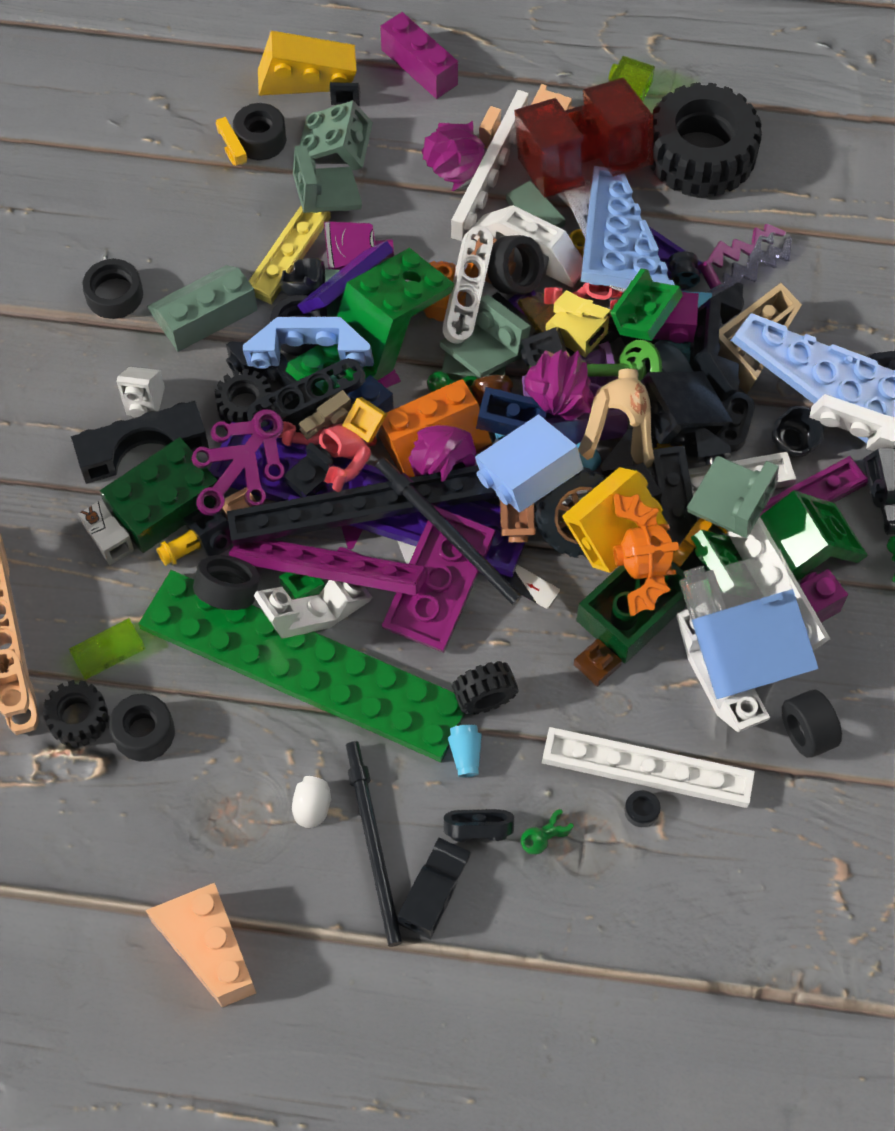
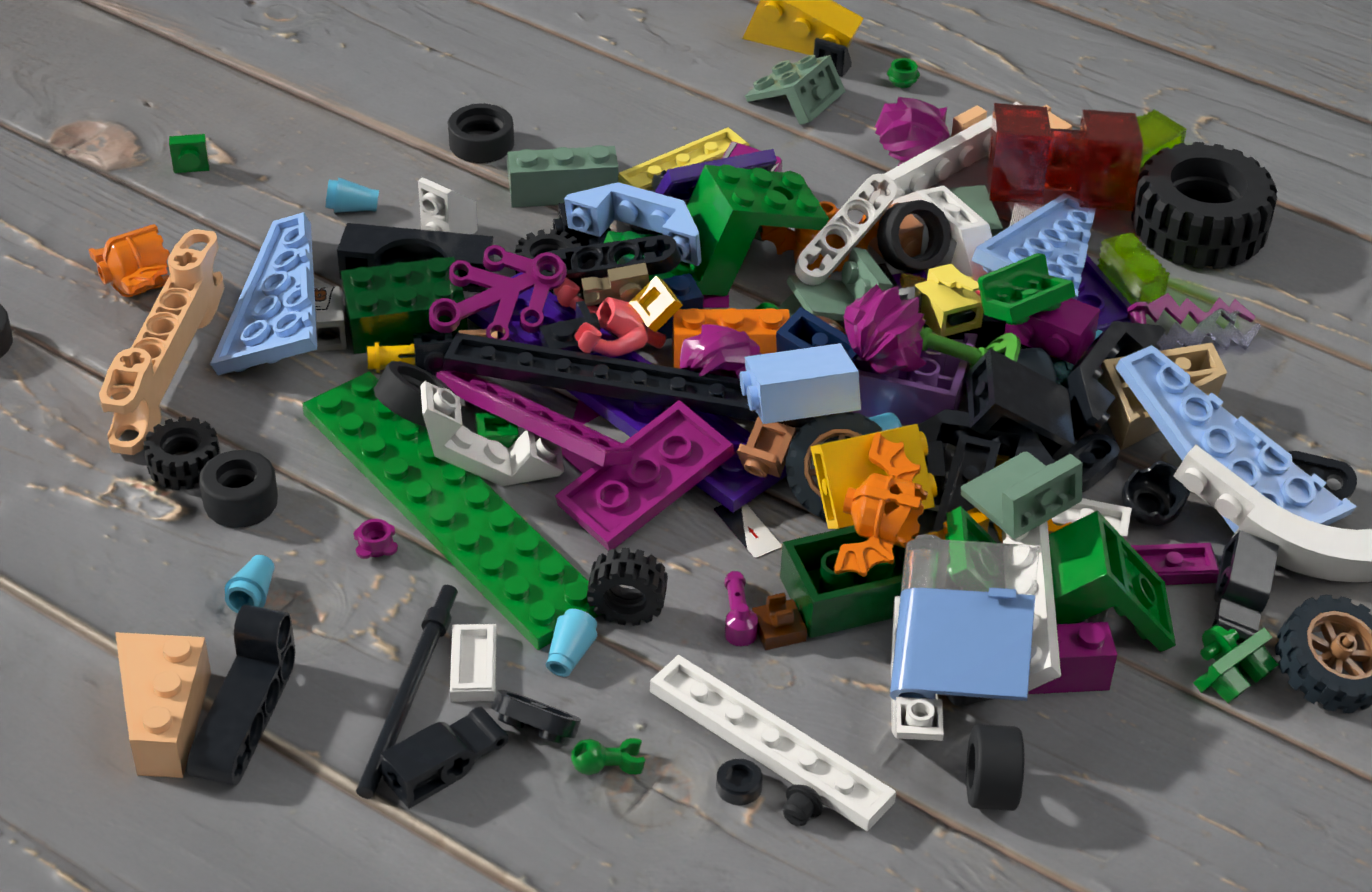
camera: 25 degrees right, 20 degrees down
(47, 401) = (350, 197): none -> medium azure cone
(61, 543) = (277, 303): none -> light blue wing
(107, 648) = (256, 415): clear neon green plate -> none
(206, 810) = (250, 584): none -> medium azure cone
(234, 148) = (682, 57): yellow tile -> none
(260, 117) = (719, 59): black tyre -> none
(266, 715) = (375, 539): none -> magenta plate
(267, 915) = (246, 697): none -> black beam
(311, 802) = (368, 623): white piece -> none
(324, 187) = (750, 121): sand green bracket -> none
(404, 486) = (656, 370): black bar -> none
(404, 797) = (473, 663): none -> white tile
(408, 85) = (903, 72): none -> green plate
(419, 55) = (930, 45): magenta brick -> none
(573, 674) = (740, 622): none -> magenta piece
(632, 398) = (955, 362): tan piece -> none
(683, 226) = (1133, 269): none -> clear neon green brick
(683, 269) = (1111, 300): black wheel -> none
(695, 809) = (801, 804): none -> black piece

